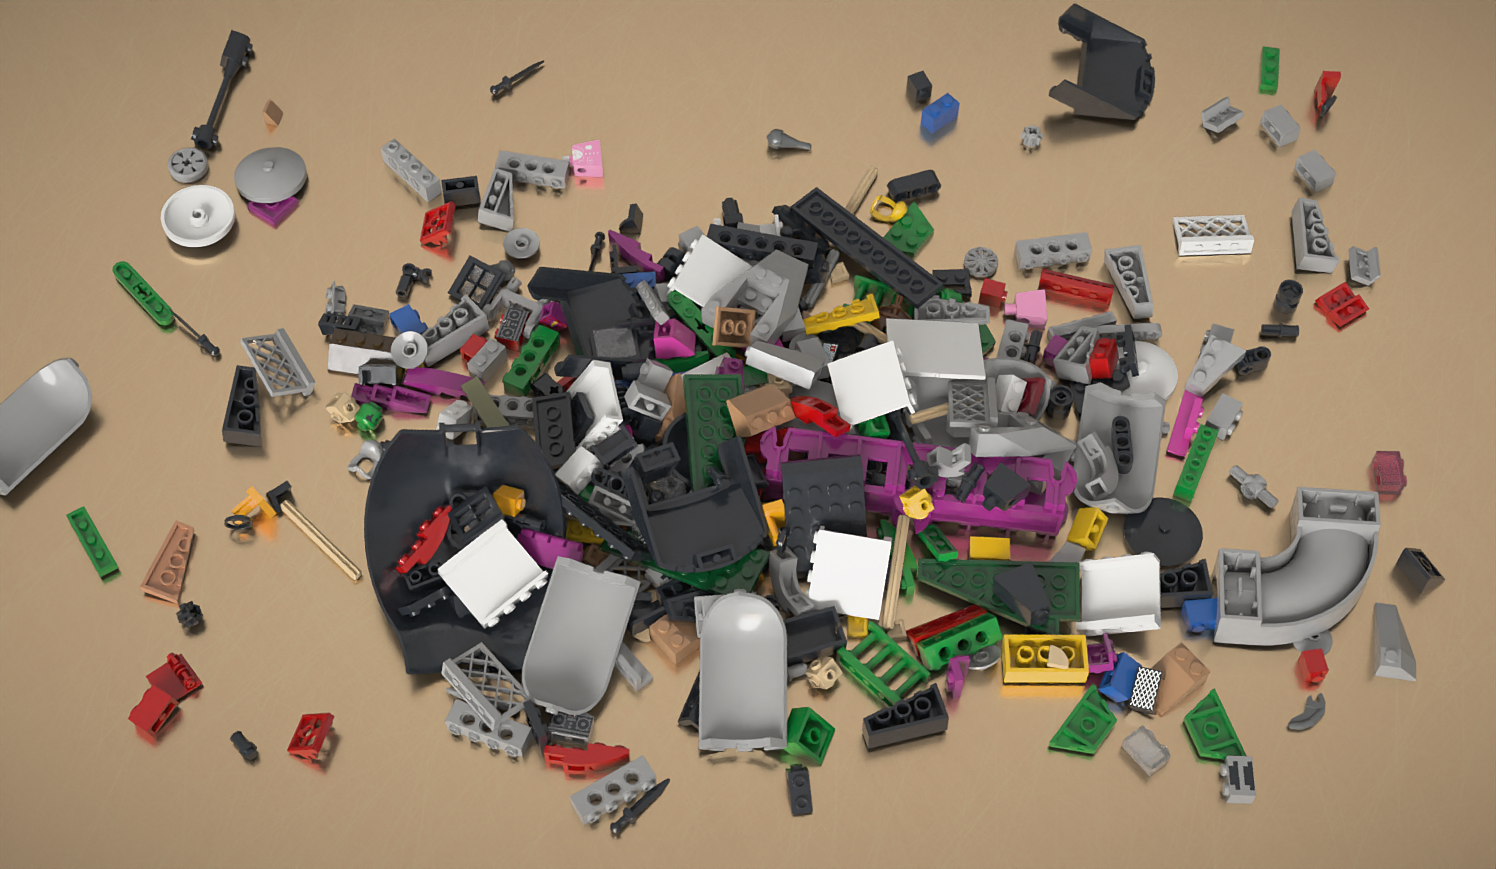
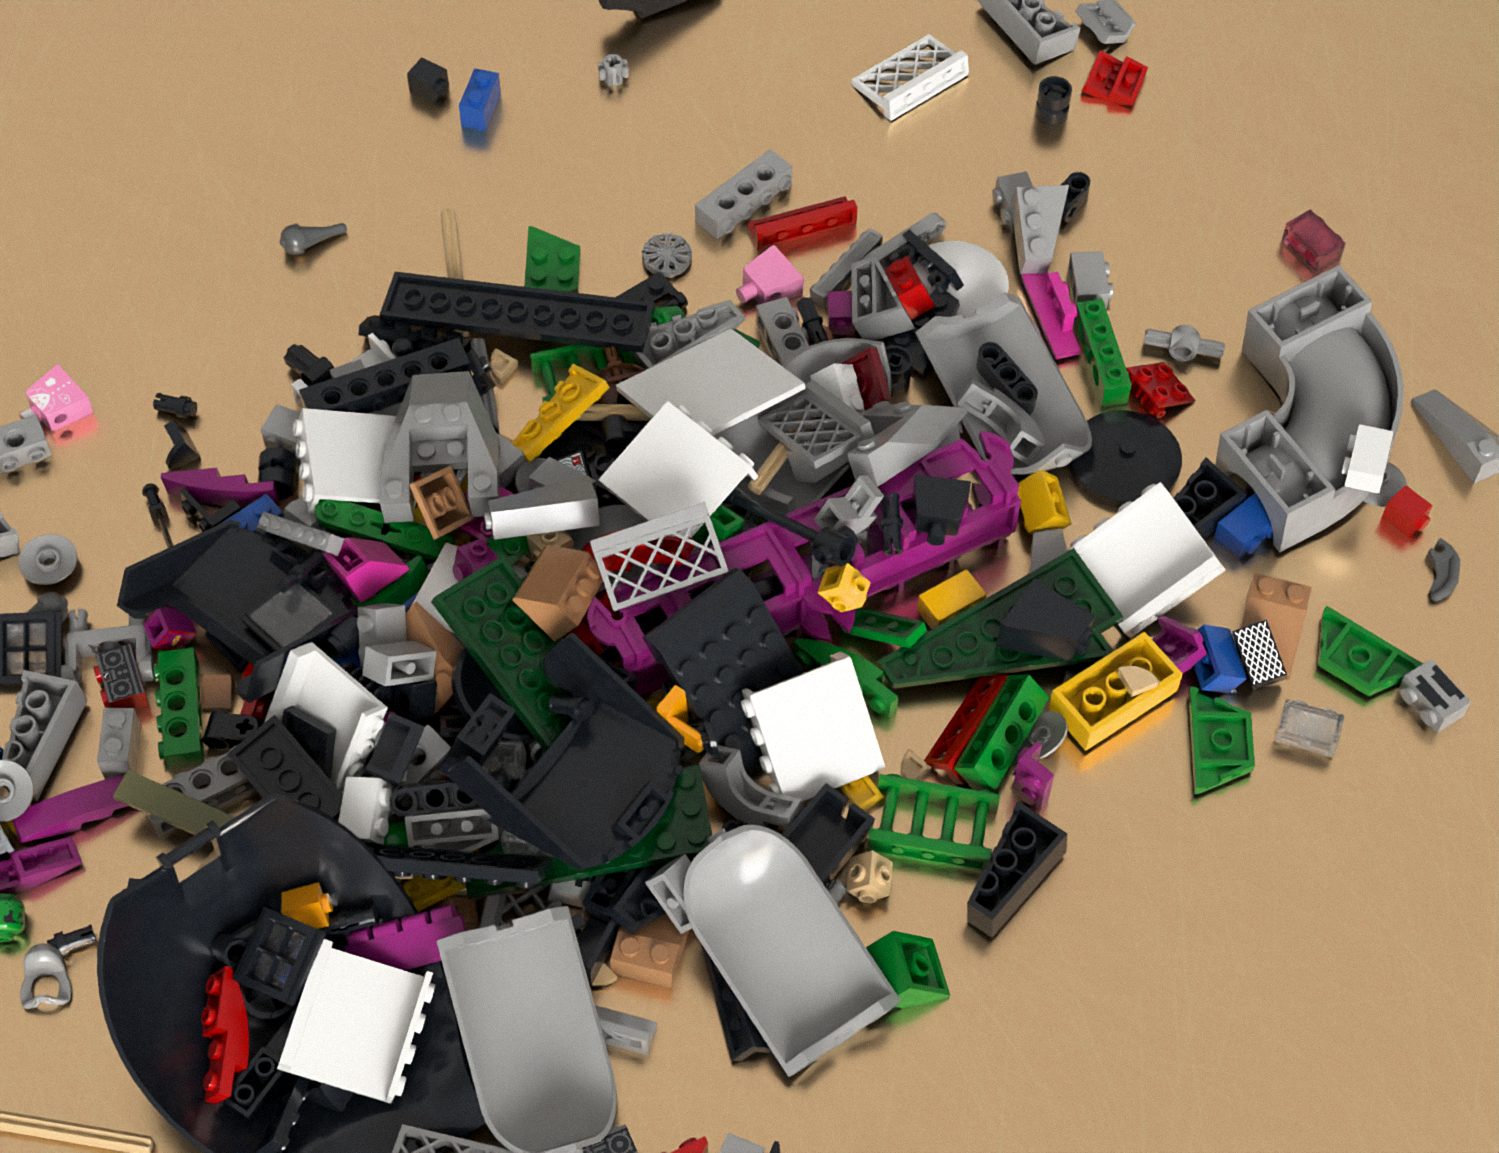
camera: 35 degrees left, 0 degrees up
(457, 413) = (134, 847): white brick -> none
(471, 347) = (85, 738): red brick -> none
(554, 358) = (217, 692): none -> medium nougat slope
(648, 198) = (181, 406): none -> black animal
(799, 789) = (951, 1042): black bracket -> none
(824, 406) = (650, 531): none -> light grey fence
(895, 572) = (880, 725): tan axle -> none
(898, 210) = (519, 247): yellow piece -> none
(914, 185) = (514, 206): black beam -> none
(993, 293) = (711, 284): red brick -> none
(1130, 276) = (863, 176): light grey wedge -> none
(1216, 503) = (1158, 387): none -> red hinge
(1280, 330) = (1072, 145): black axle -> none
(1298, 615) = (1368, 458): none -> white brick
(1419, 569) = (1429, 334): black slope -> none

